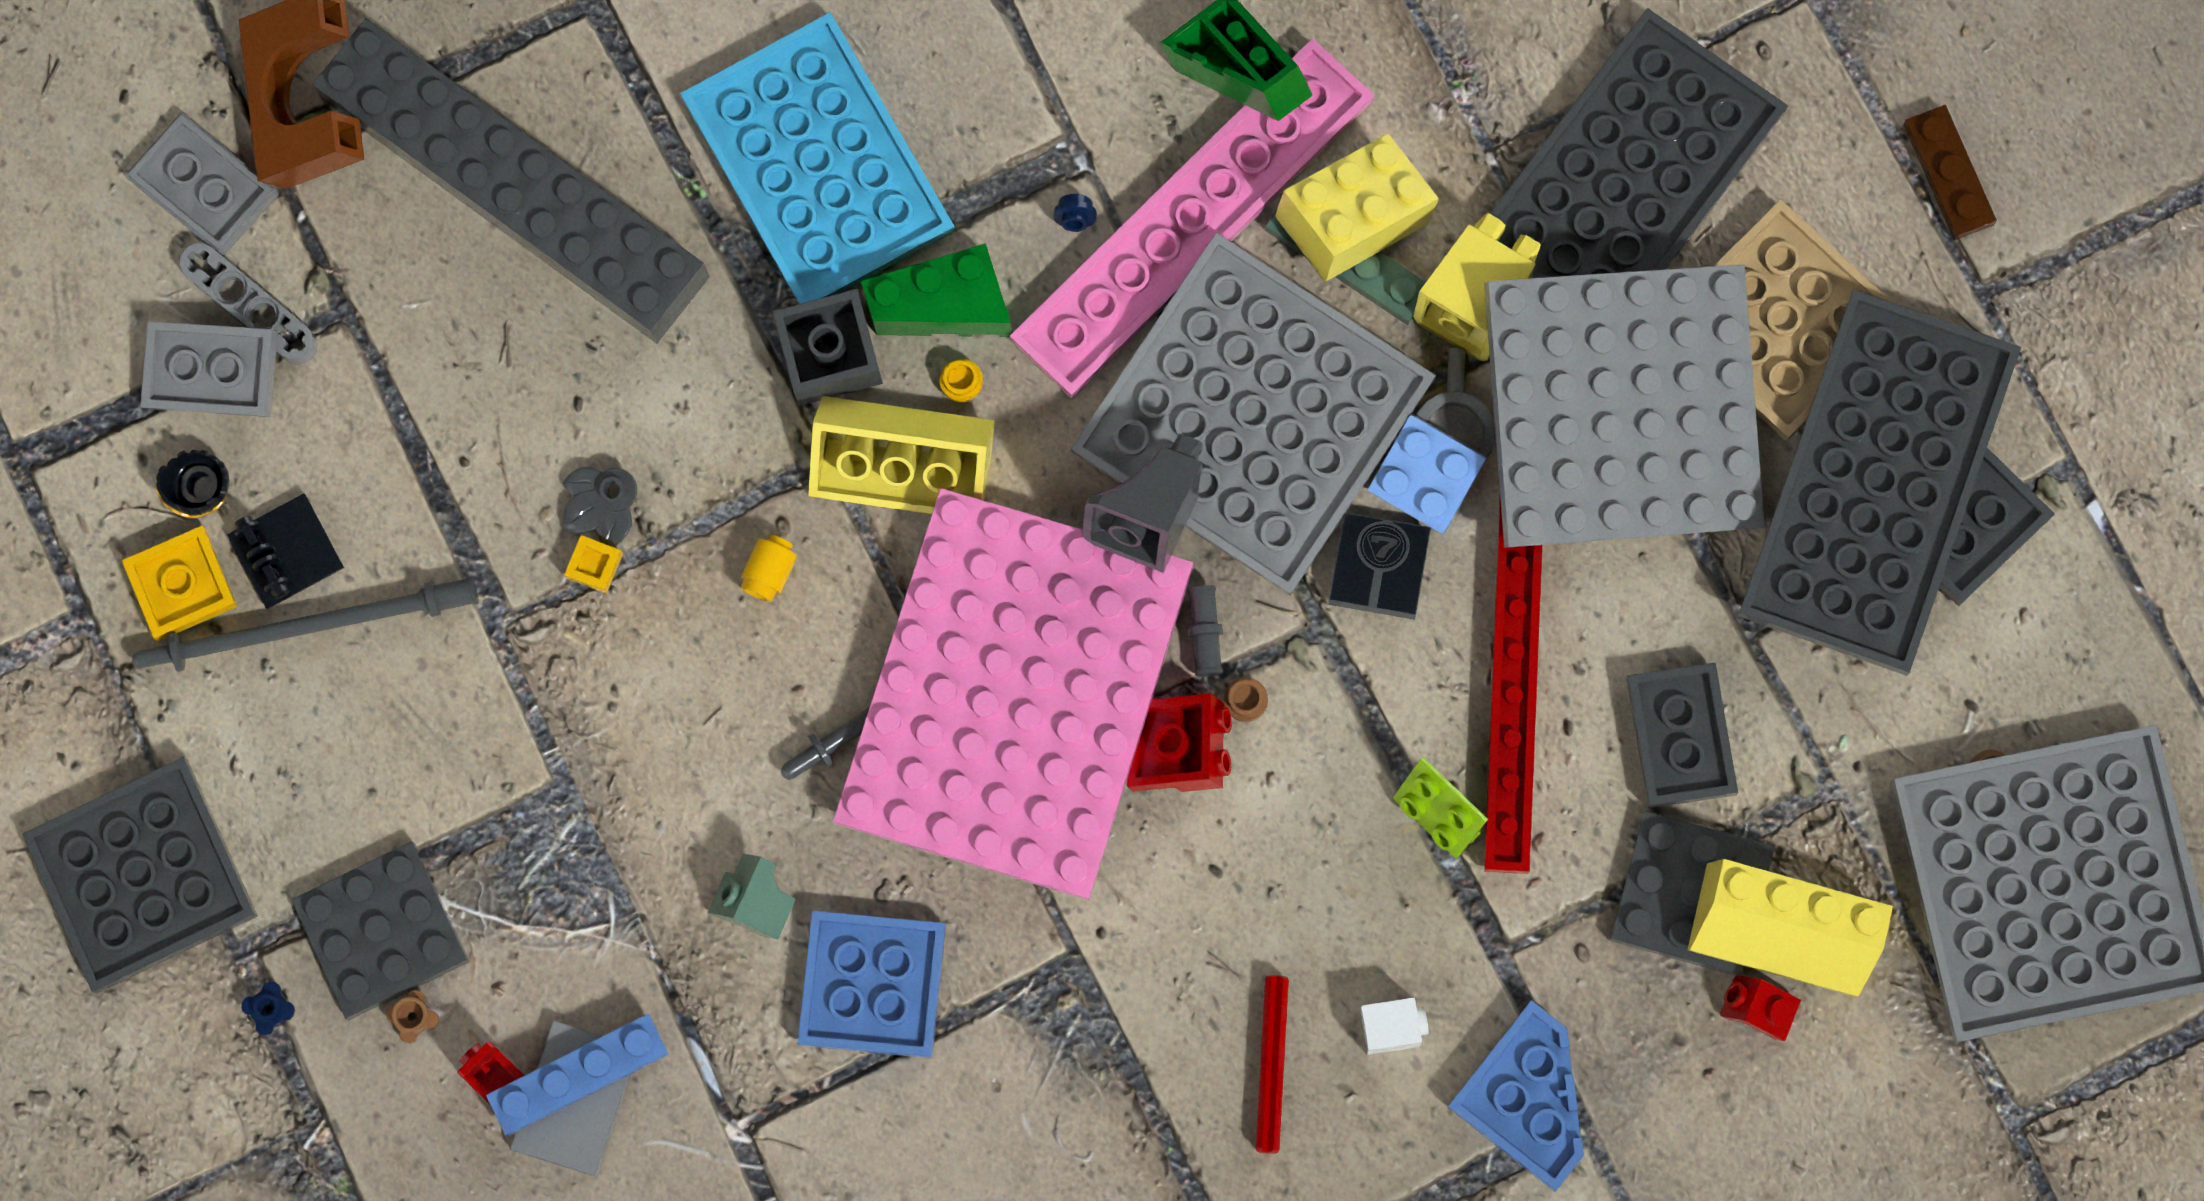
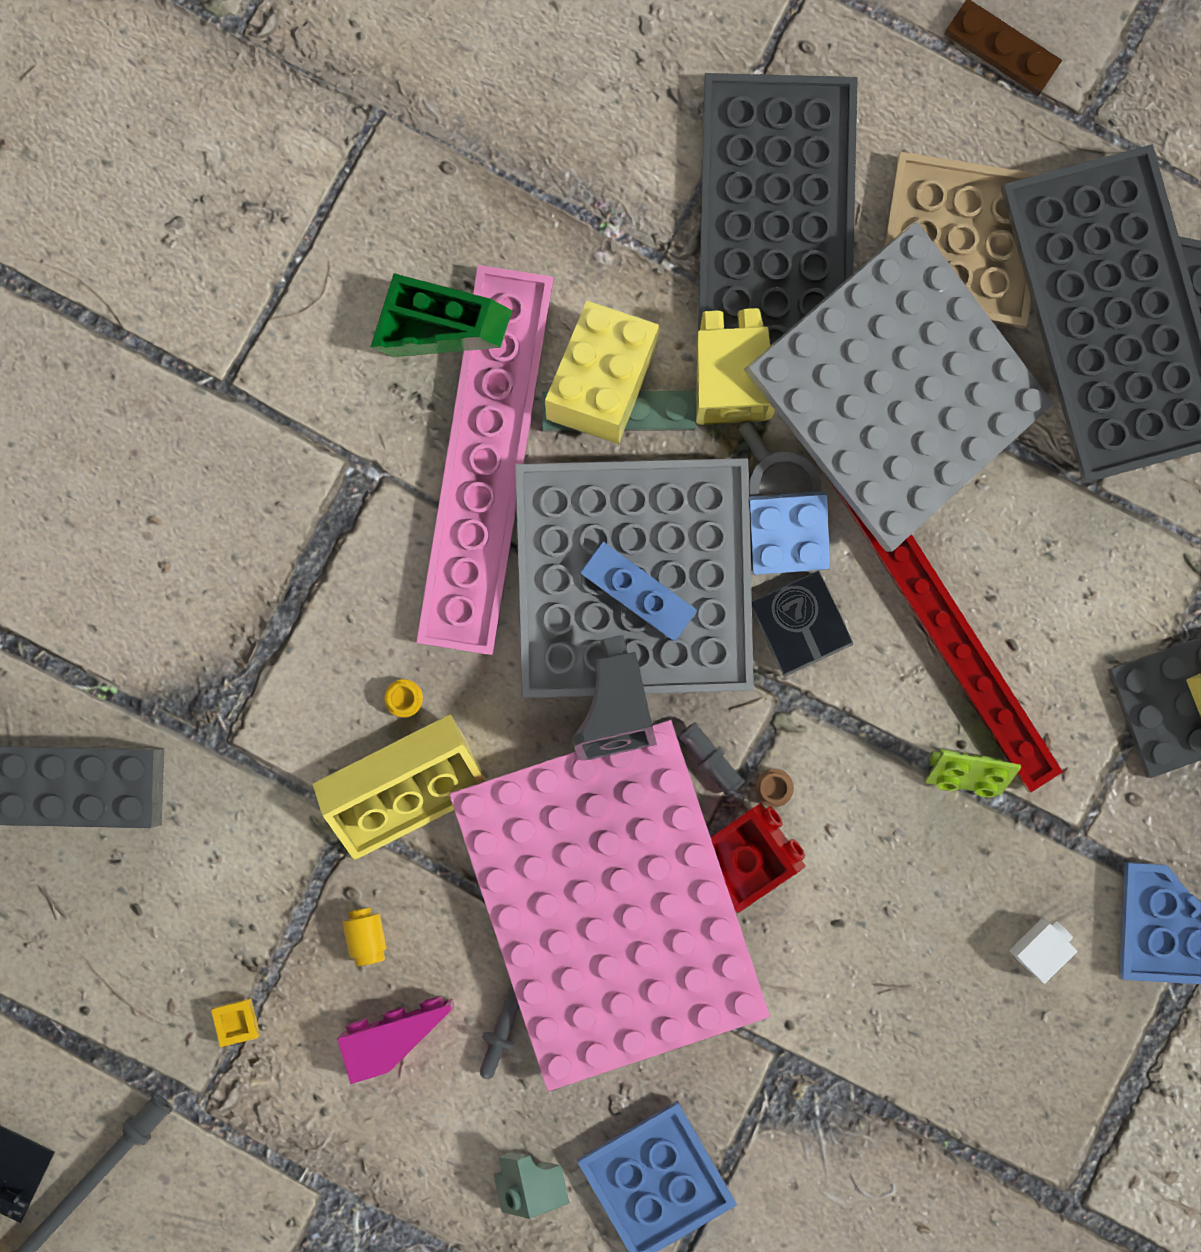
camera: 45 degrees left, 10 degrees up
(595, 508) = (207, 979): dark grey plate -> none
(718, 679) = (380, 1046): none -> dark pink slope
(817, 161) = (180, 610): medium azure plate -> none
(827, 347) = (290, 746): dark grey brick -> none
(940, 297) = (344, 649): green wedge -> none
(1075, 212) = (397, 516): dark blue plate -> none
(1246, 424) = (638, 591): none -> medium blue plate
(1272, 1064) = (977, 1035): red axle -> none
(1682, 735) = (1100, 596): dark grey plate -> none

